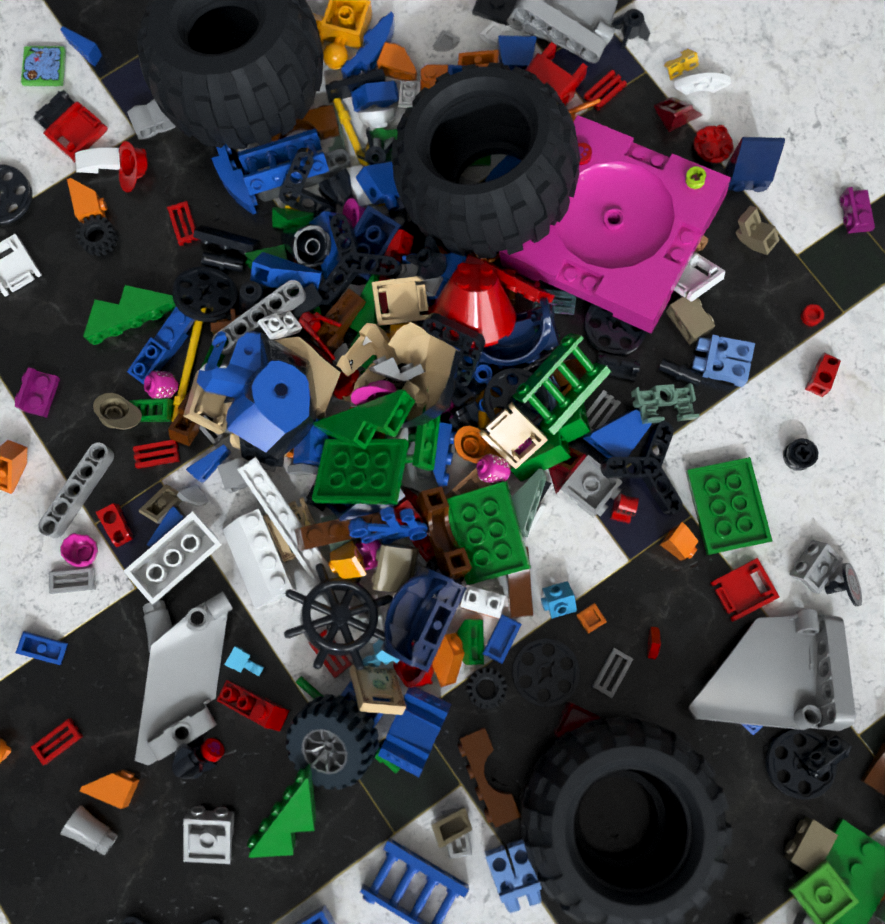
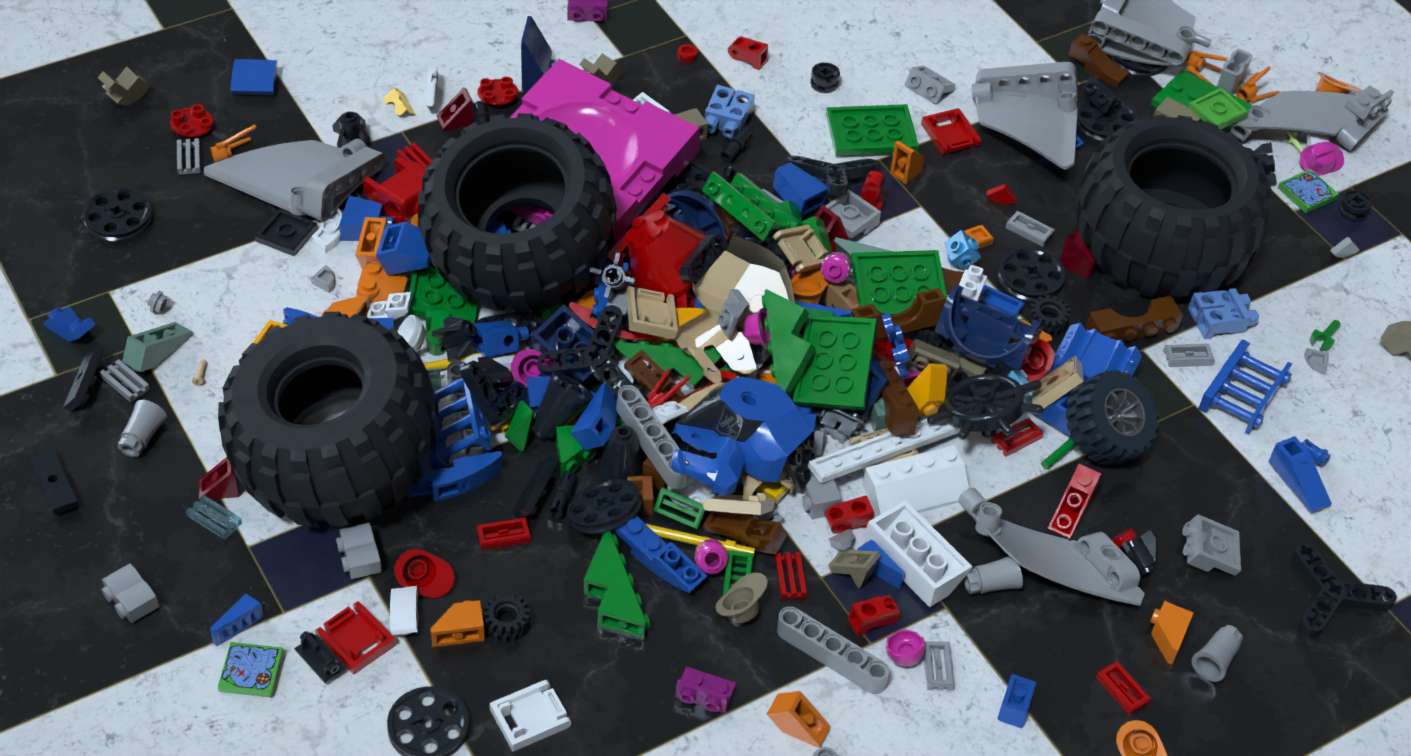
camera: 90 degrees left, 30 degrees down
(207, 465) = (808, 521): blue slope -> none
(219, 501) = (849, 514): none -> red leg
(239, 659) = (1027, 508): medium azure piece -> none
(290, 815) = (1185, 460): green slope -> none
(451, 826) = (1187, 351): dark tan slope -> none
(670, 134) = (480, 114): none -> black pin
(674, 396) = (763, 153): sand green piece -> none
(695, 171) = (558, 85): lime bush -> none
(850, 584) = (949, 60): shield -> none

